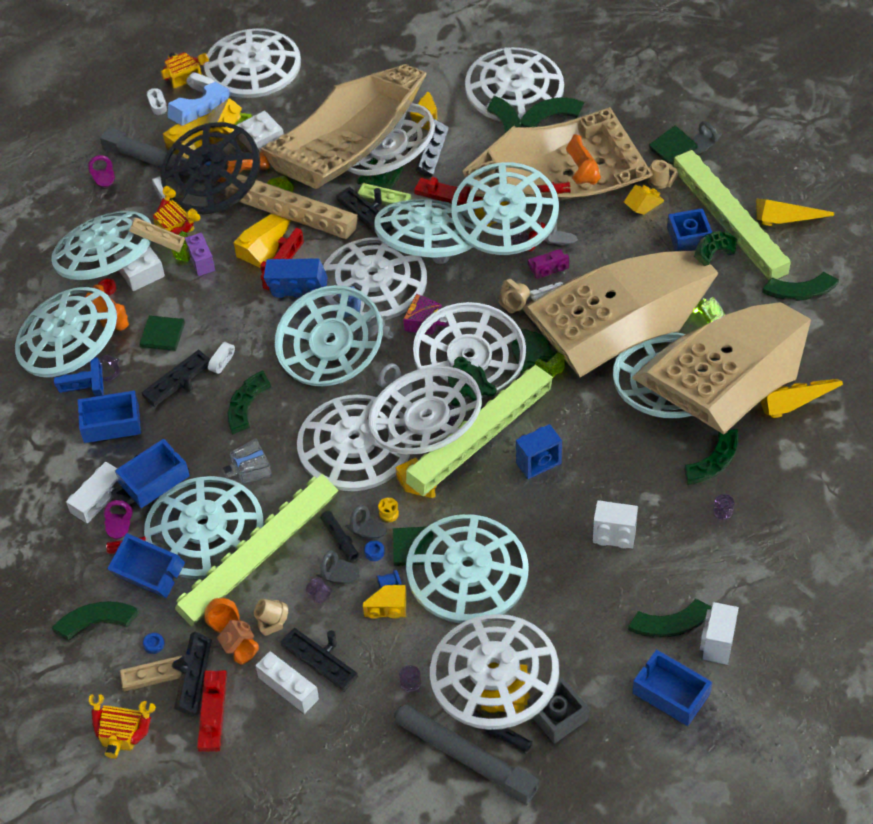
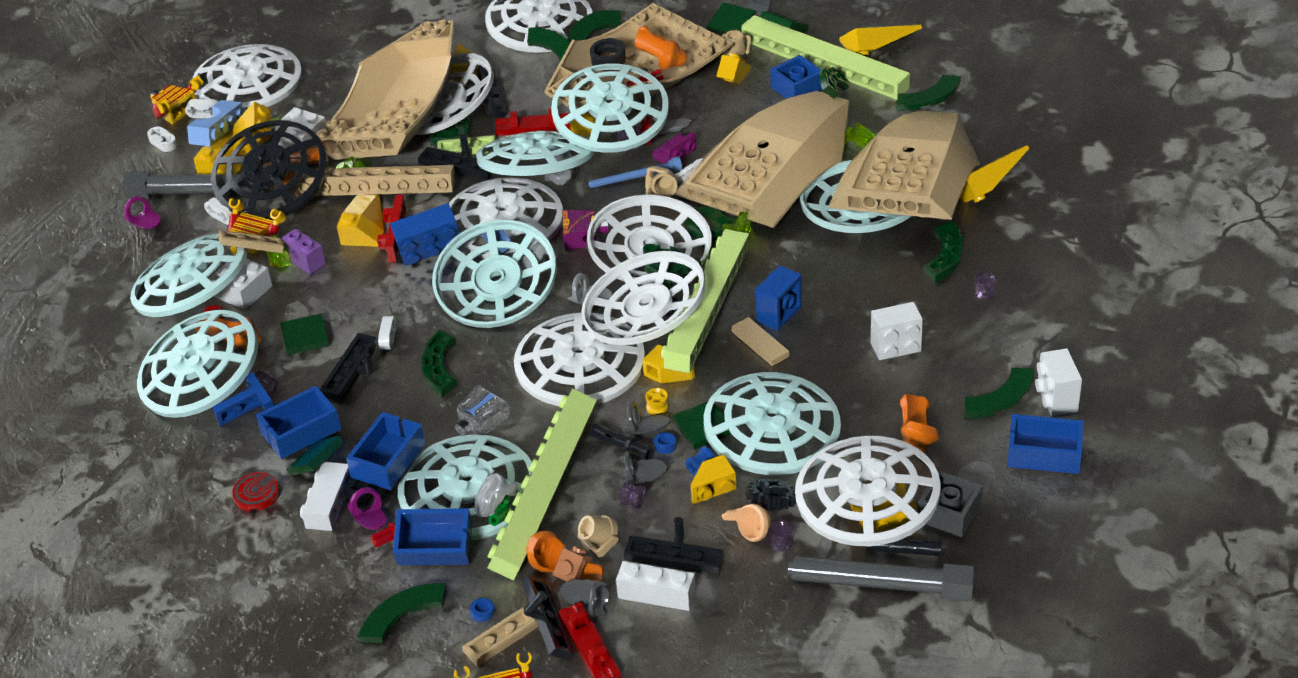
camera: 25 degrees left, 10 degrees down
(51, 465) = (255, 491): none -> tile
(105, 452) = (315, 455): none -> dark green tile
(210, 544) = (492, 494): none -> light grey piece
(212, 560) = (501, 512): none -> green arm
(234, 666) = (588, 592): none -> dark grey piece
(395, 655) = (751, 520): none -> light nougat hat
(424, 637) = (771, 494): none -> black gear
(505, 485) = (760, 341): none -> tan tile
(536, 280) = (673, 165): none -> medium blue piece
(538, 159) = (606, 46): none -> black tyre
(576, 627) = (915, 426): none -> orange hair
(716, 165) = (784, 21): none -> dark green tile

